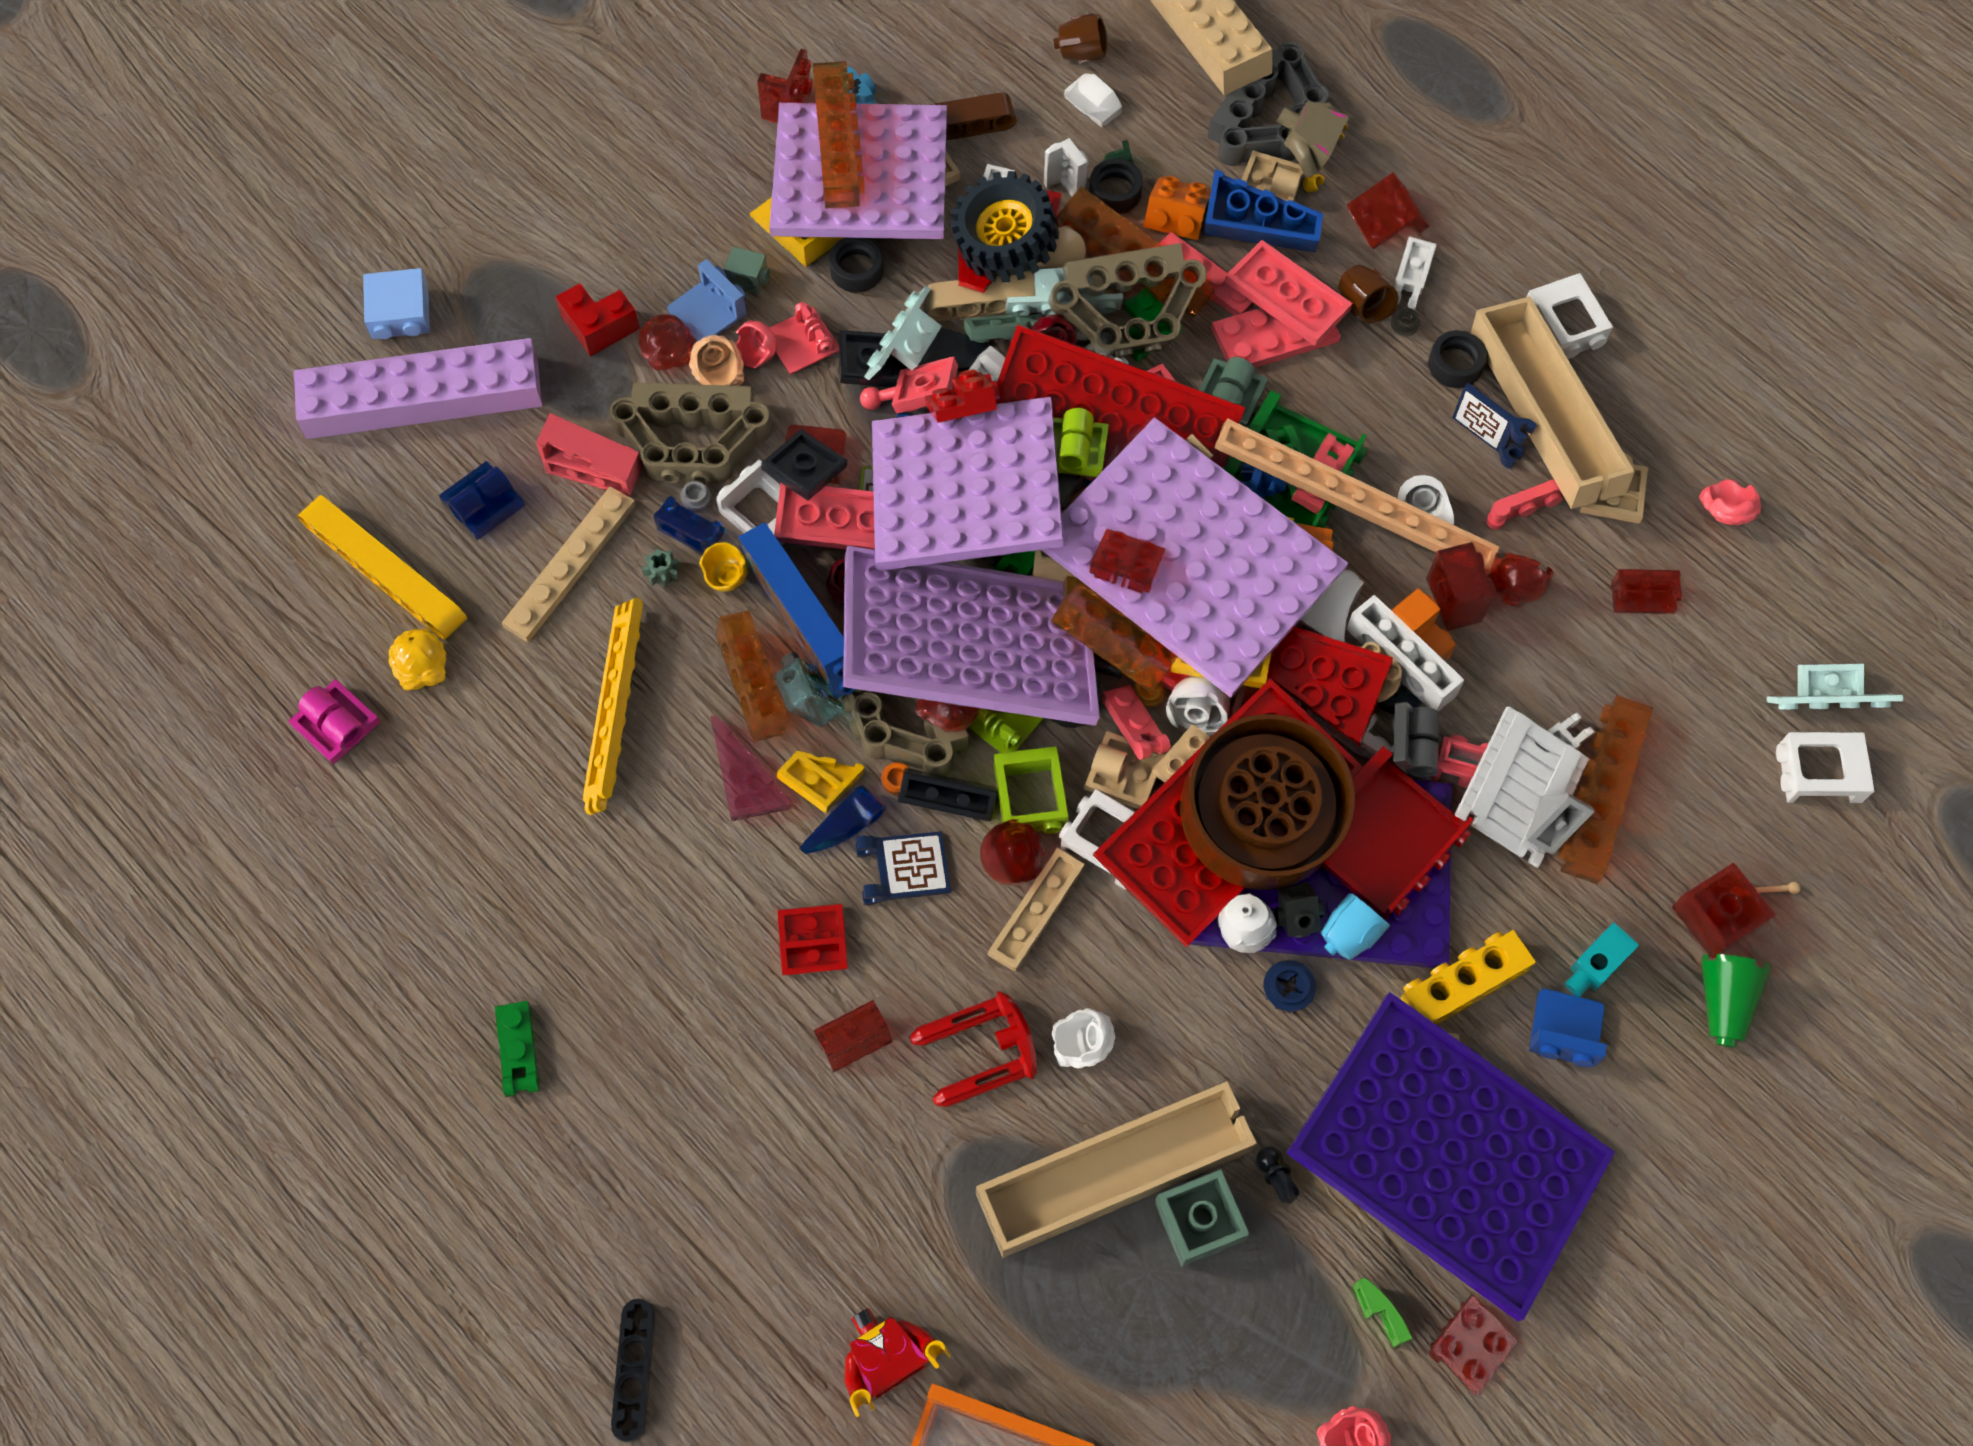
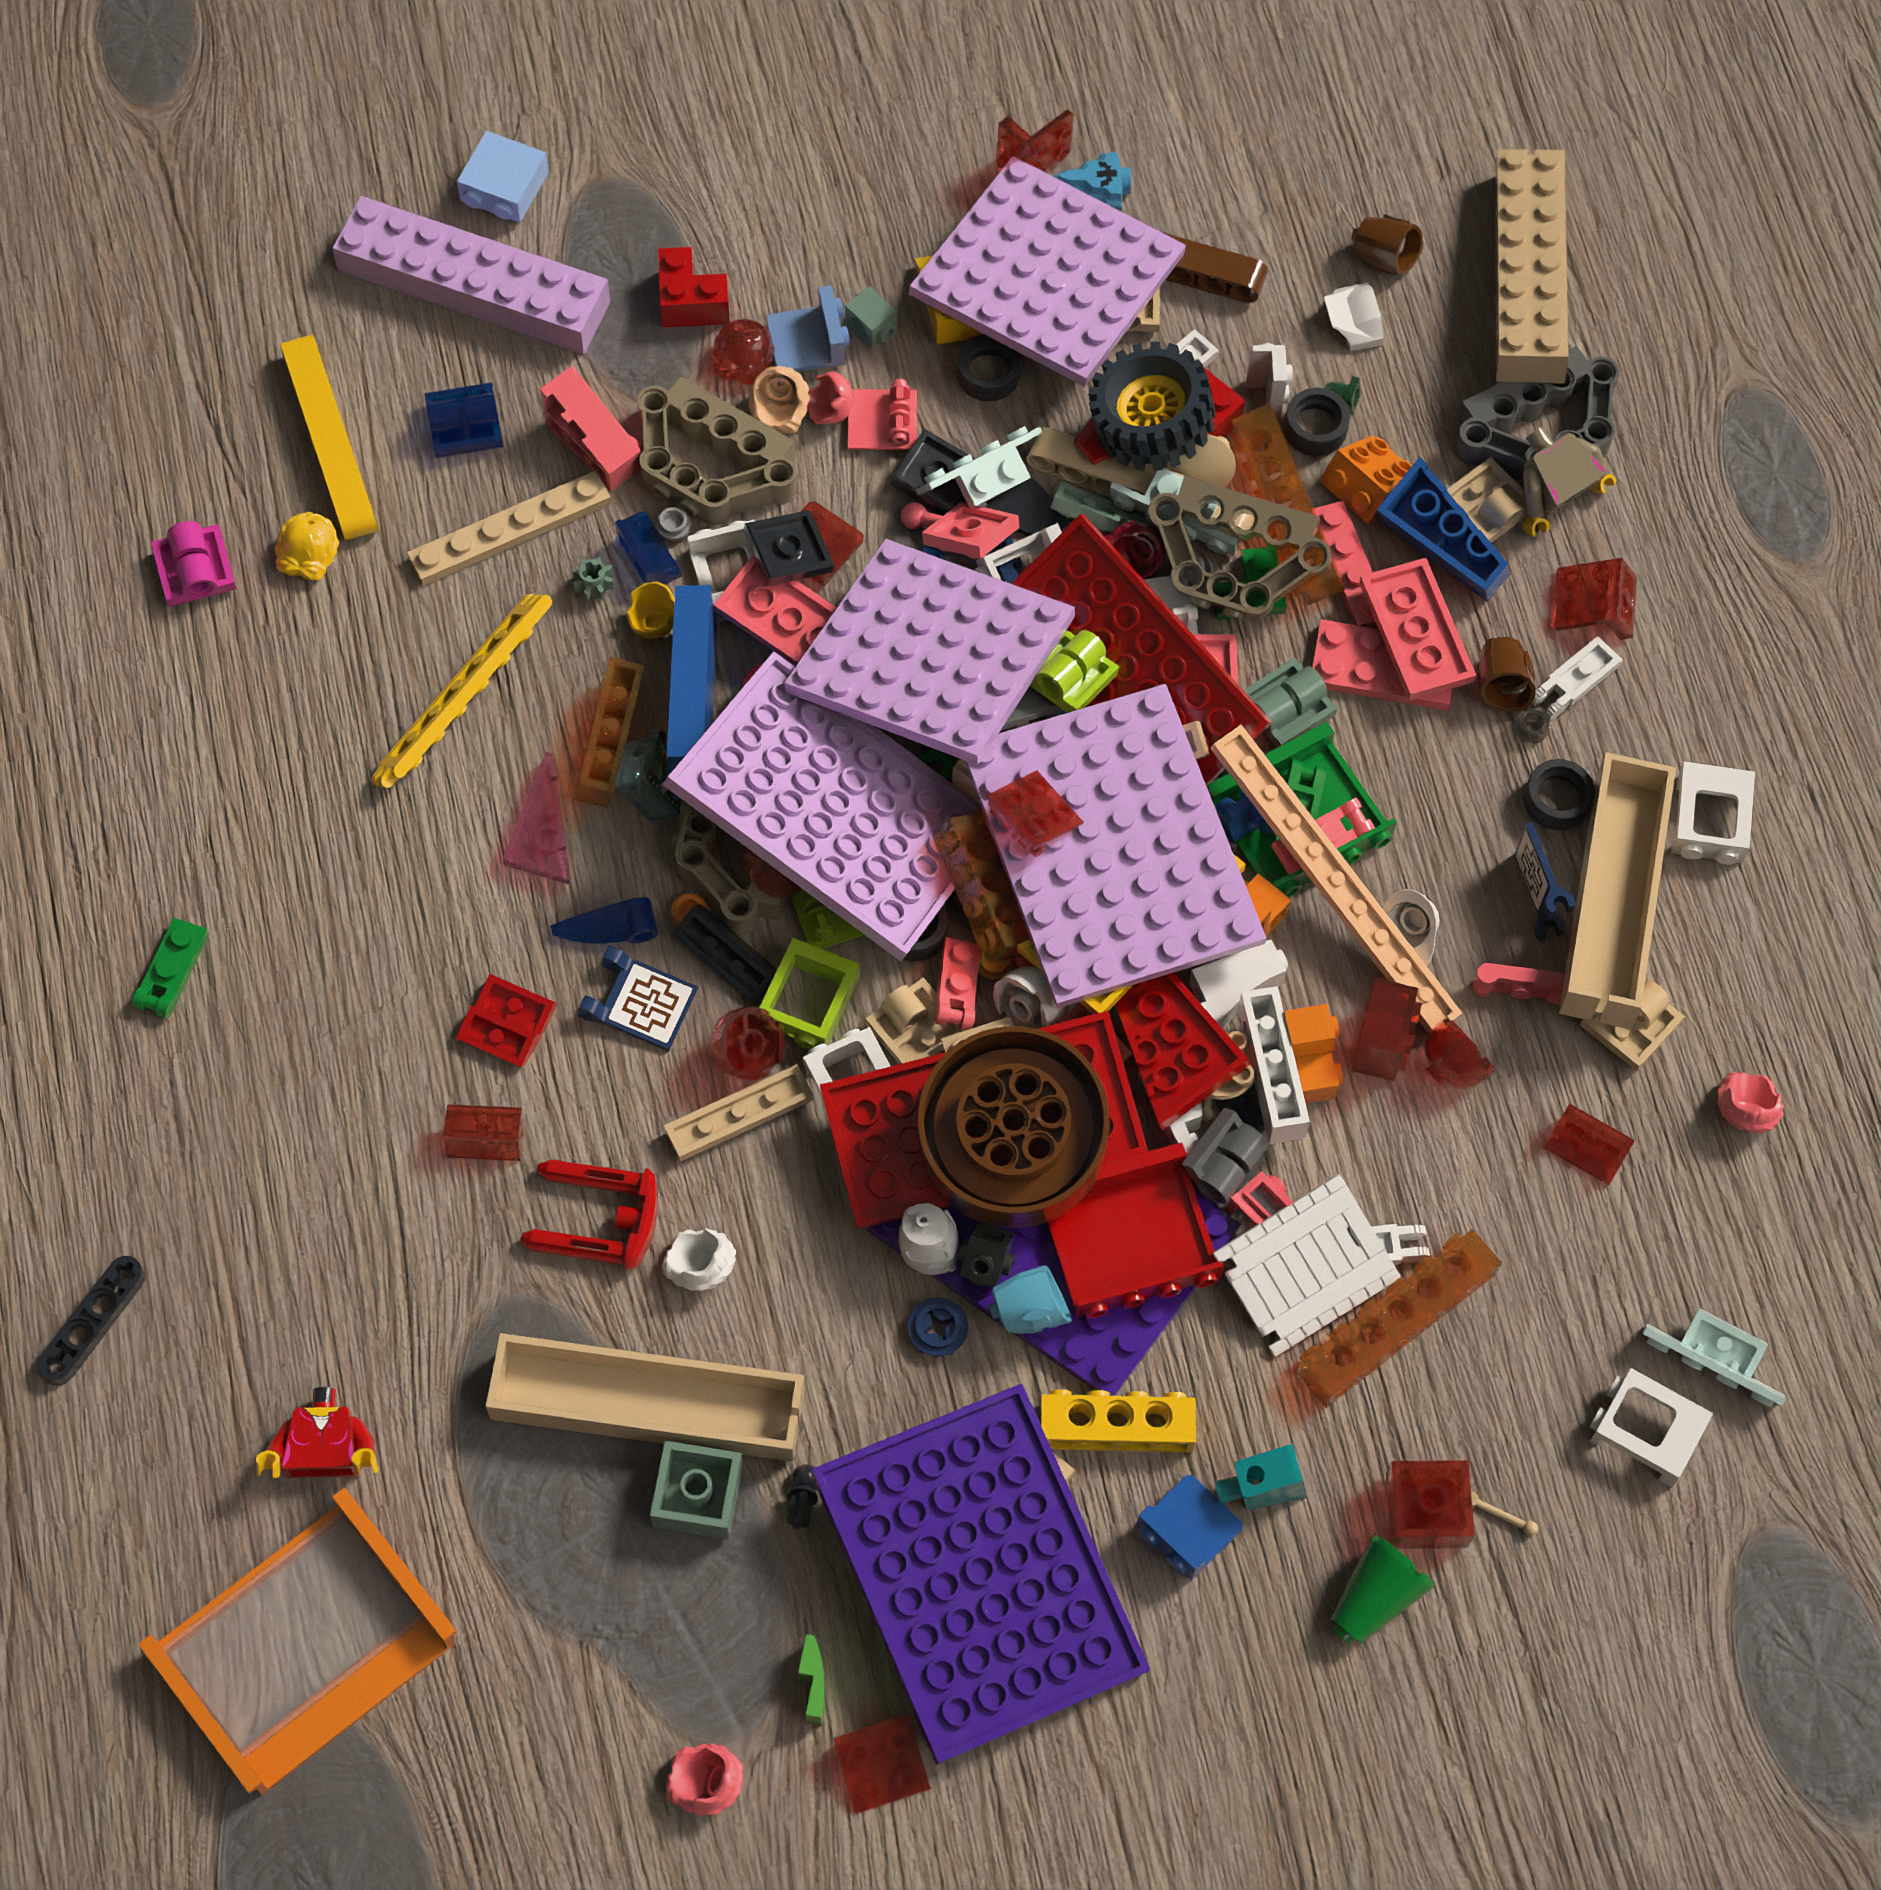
camera: 30 degrees right, 0 degrees up
(819, 778) = (613, 870): yellow wing -> none
(836, 135) = (1040, 221): clear orange brick -> none
(971, 395) = (990, 566): red plate -> none
(1557, 820) = (1315, 1319): light grey slope -> none

